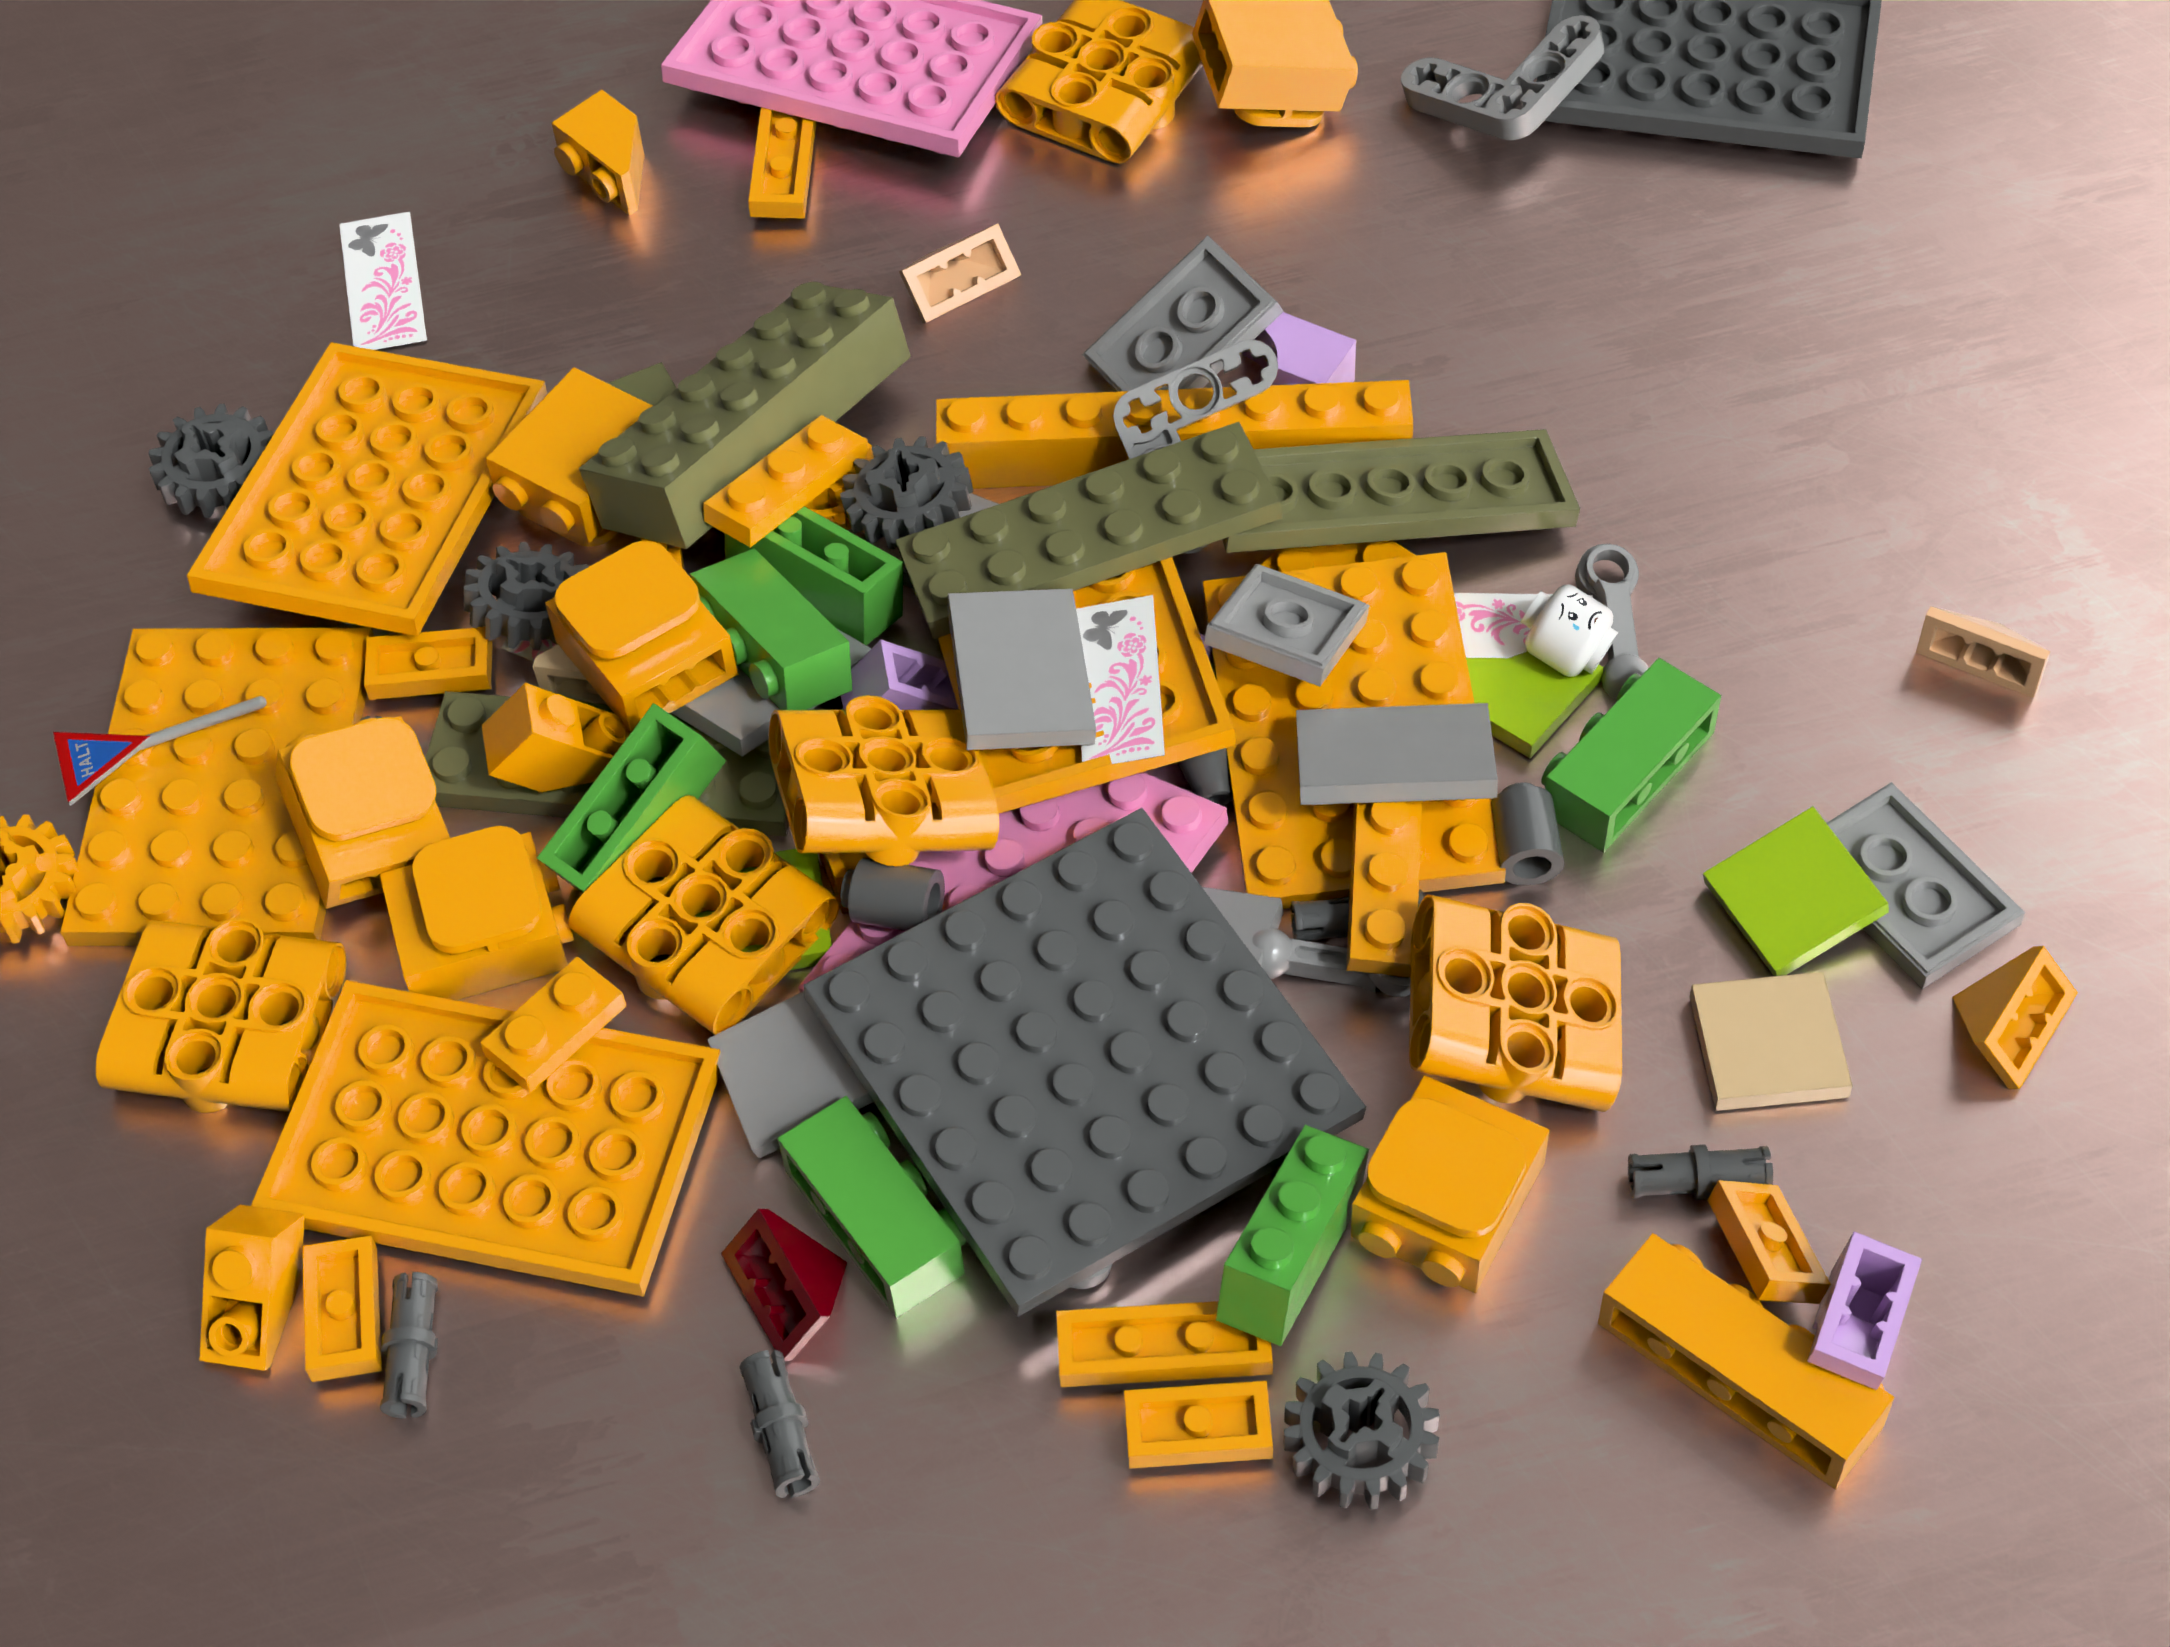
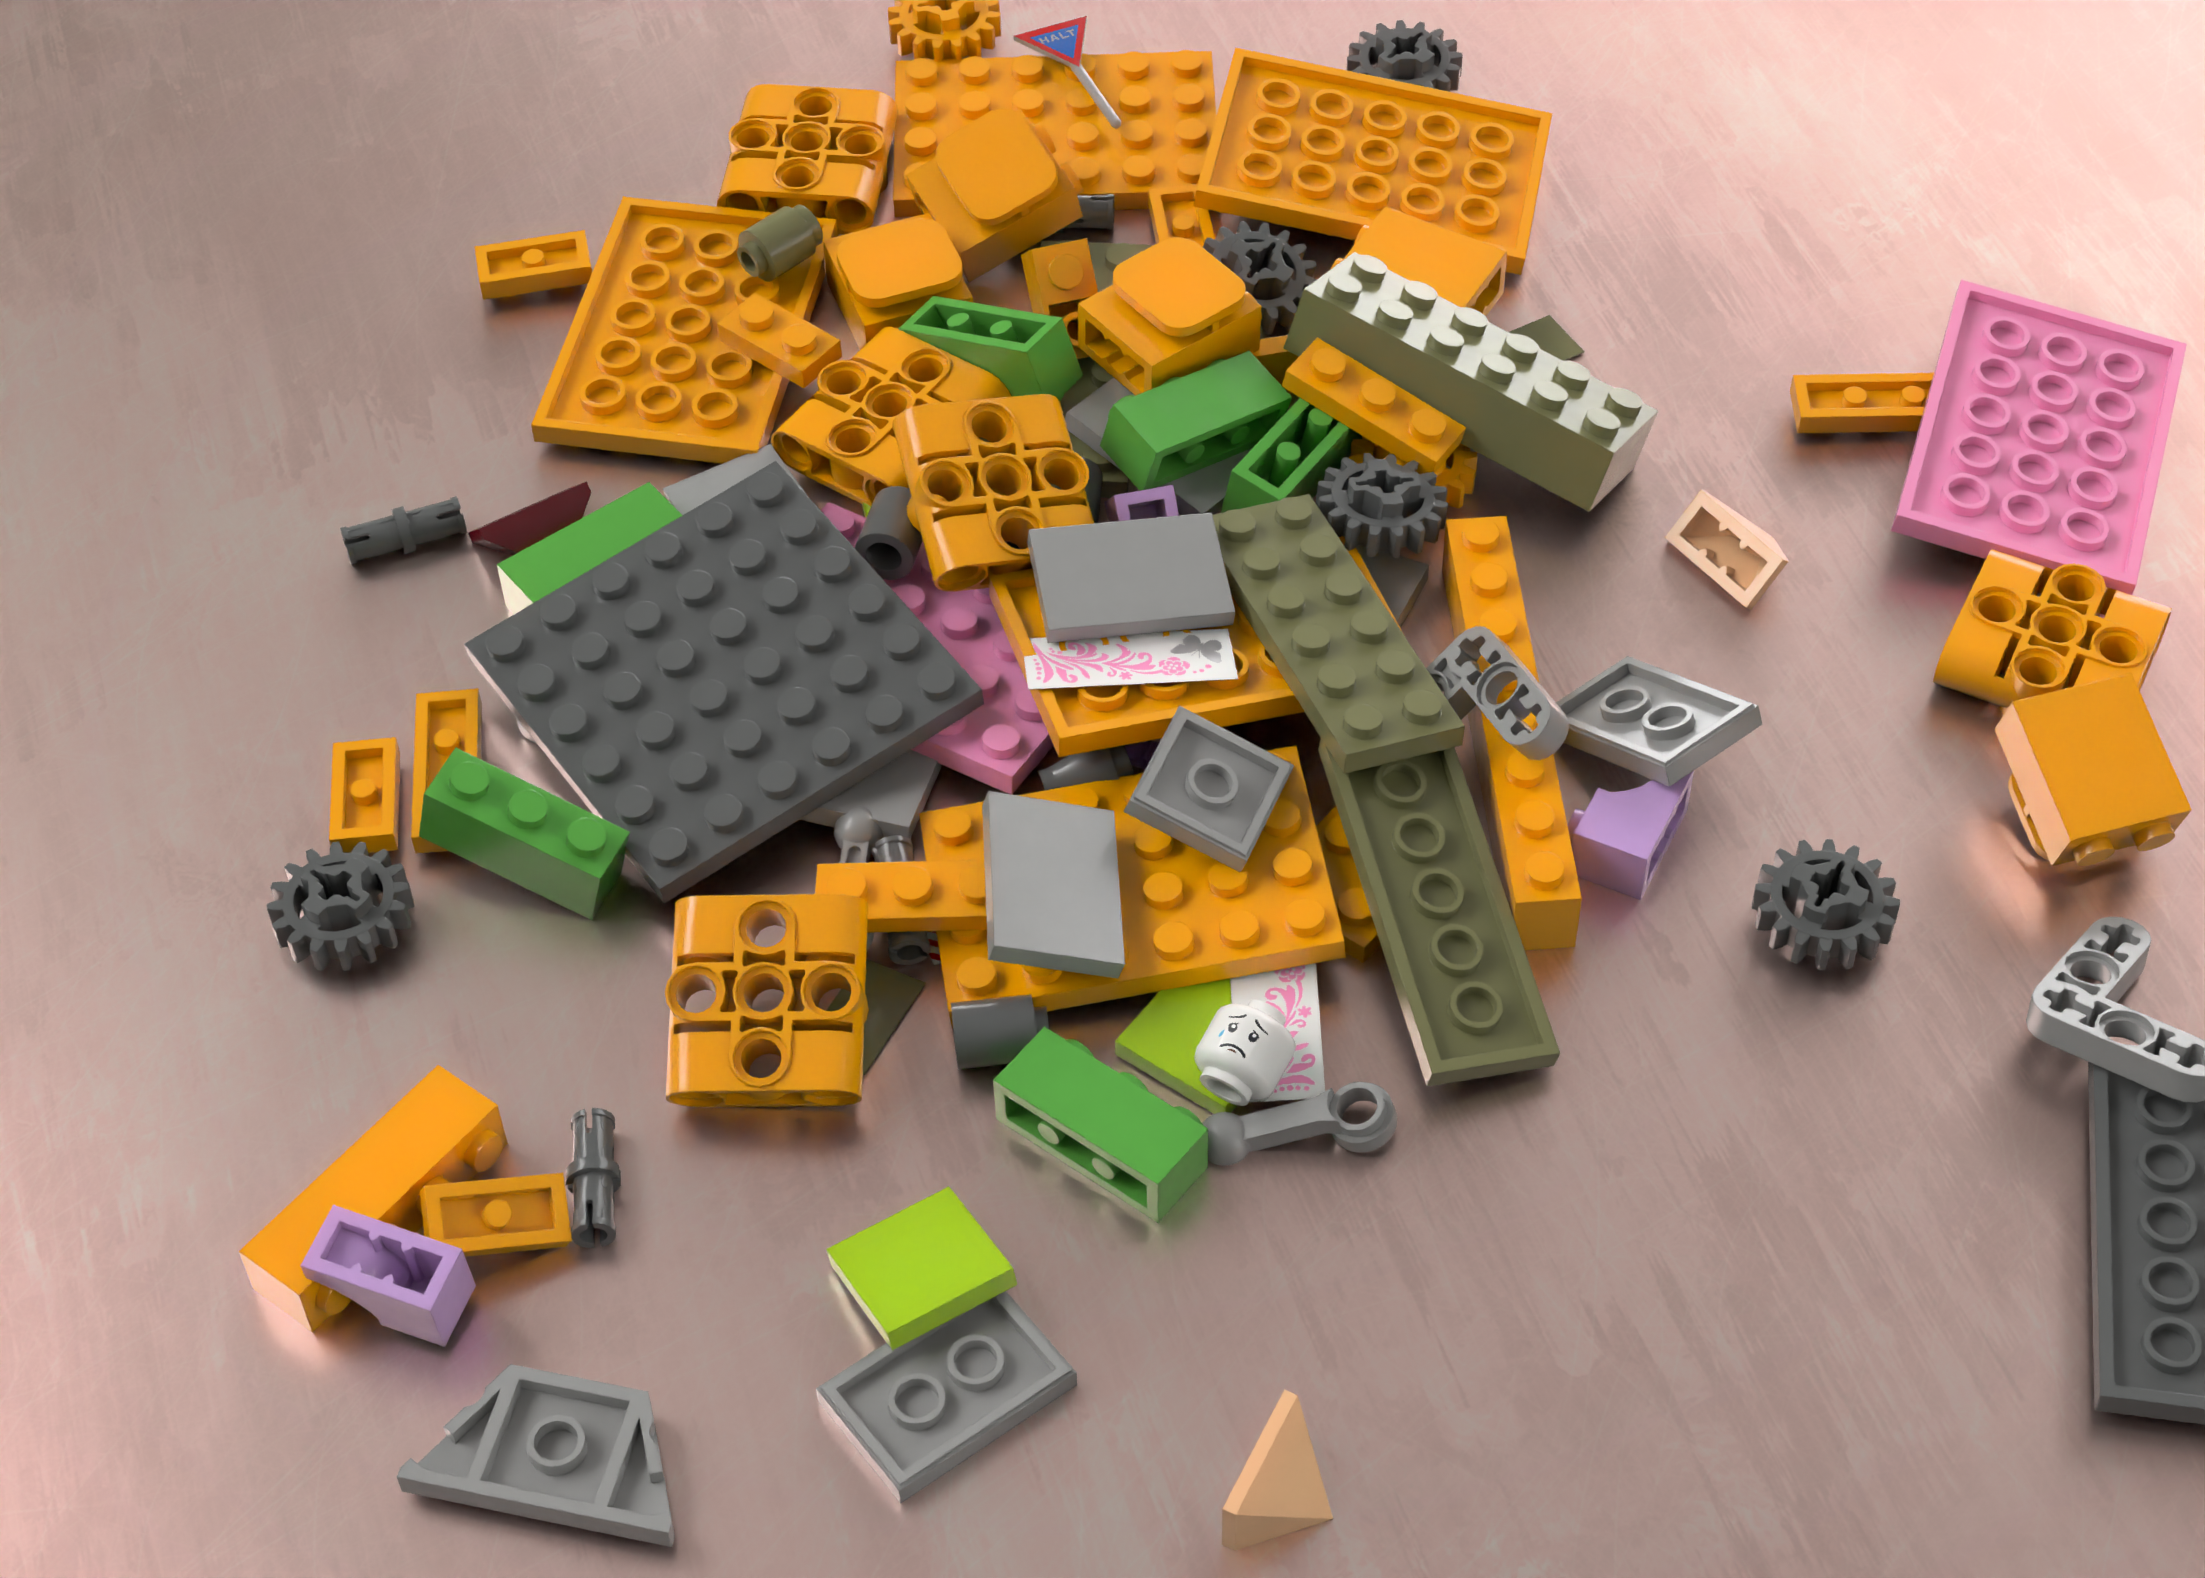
camera: 85 degrees right, 5 degrees down
(249, 1284) = (558, 200): light orange slope -> none
(382, 282) = (1661, 152): white sticker -> none
(404, 1016) = (779, 242): none -> olive brick
(409, 1345) = (500, 308): dark grey pin -> none
(603, 148) = (1849, 269): light orange slope -> none
(1389, 247) = (1825, 904): none -> dark grey gear
(1447, 1183) = (582, 964): light orange brick -> none
(1770, 1041) = (747, 1248): tan tile -> none
(2016, 1012) = (763, 1470): light orange slope -> none
(2019, 1187) = (553, 1454): none -> light grey wing

